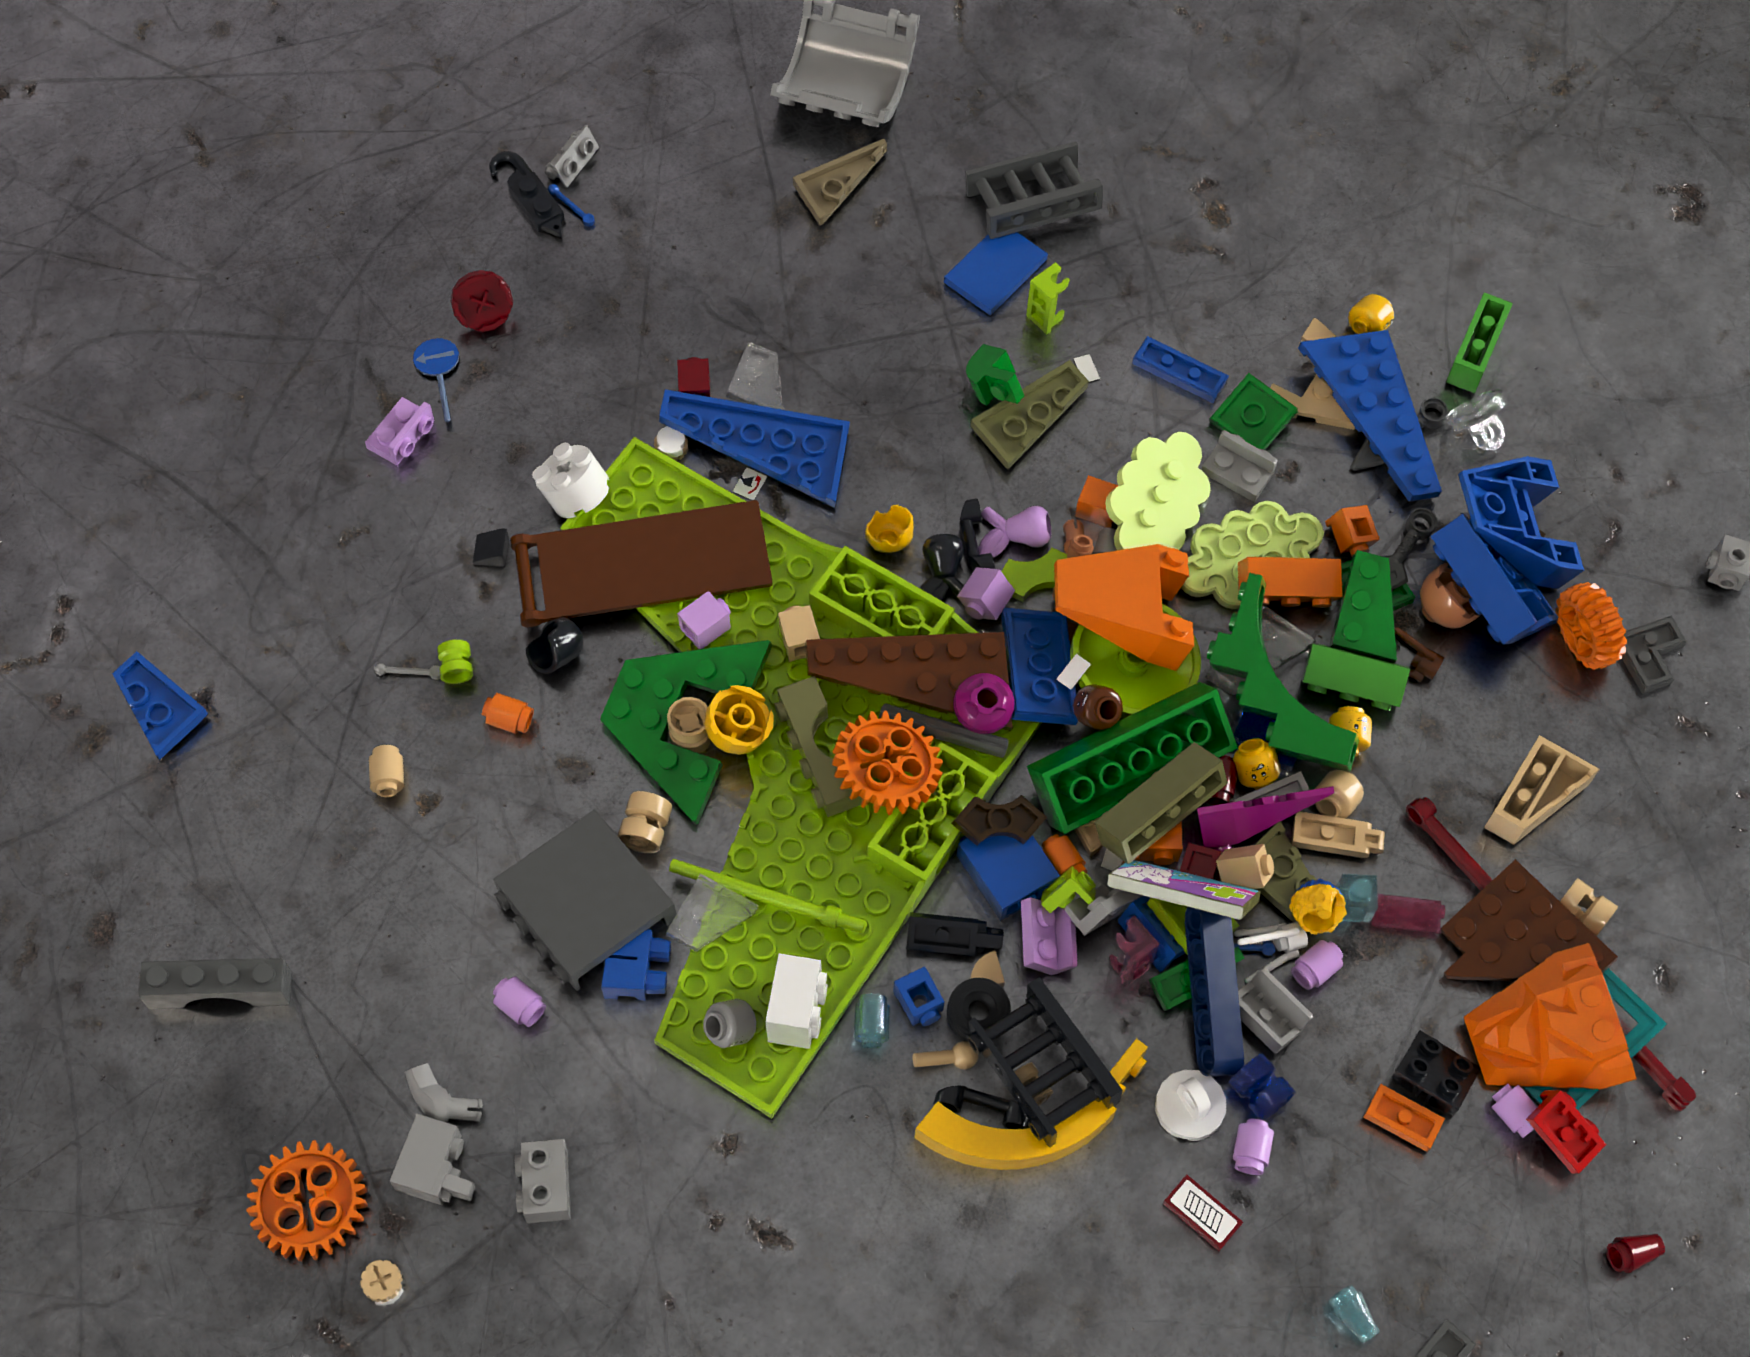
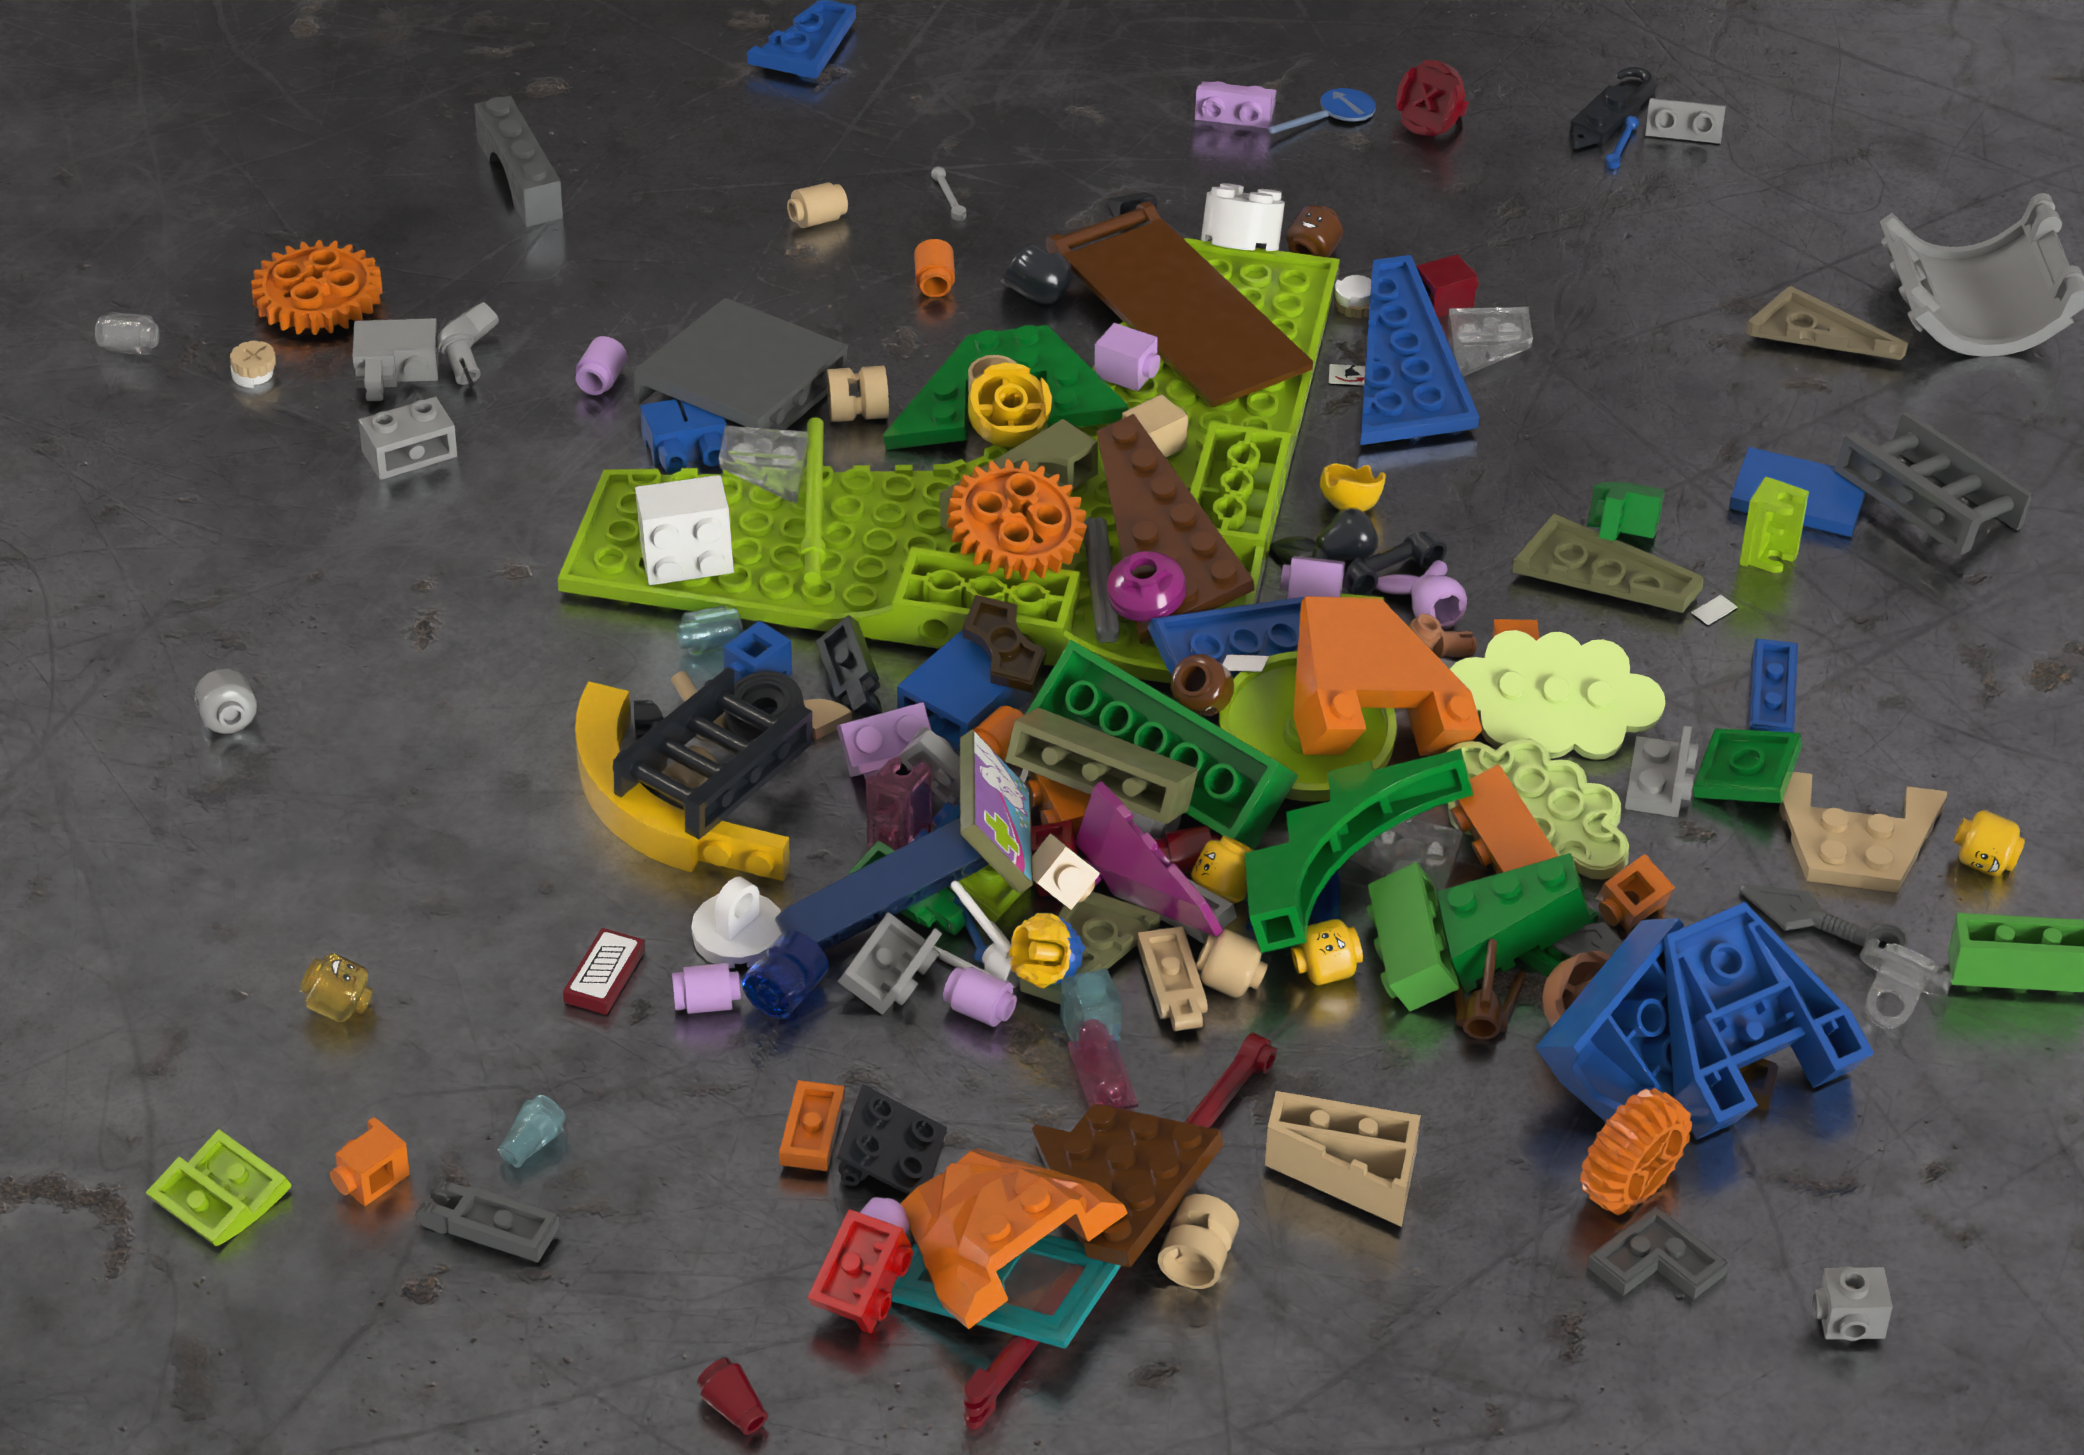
camera: 70 degrees right, 20 degrees down
(455, 663) = (974, 213): lime wheel -> none
(597, 437) = (1314, 231): none -> reddish brown head
(730, 1023) = (623, 496): light grey head -> none
(1063, 890) = (945, 721): lime bracket -> none
(1377, 401) = (1857, 861): blue wing -> none

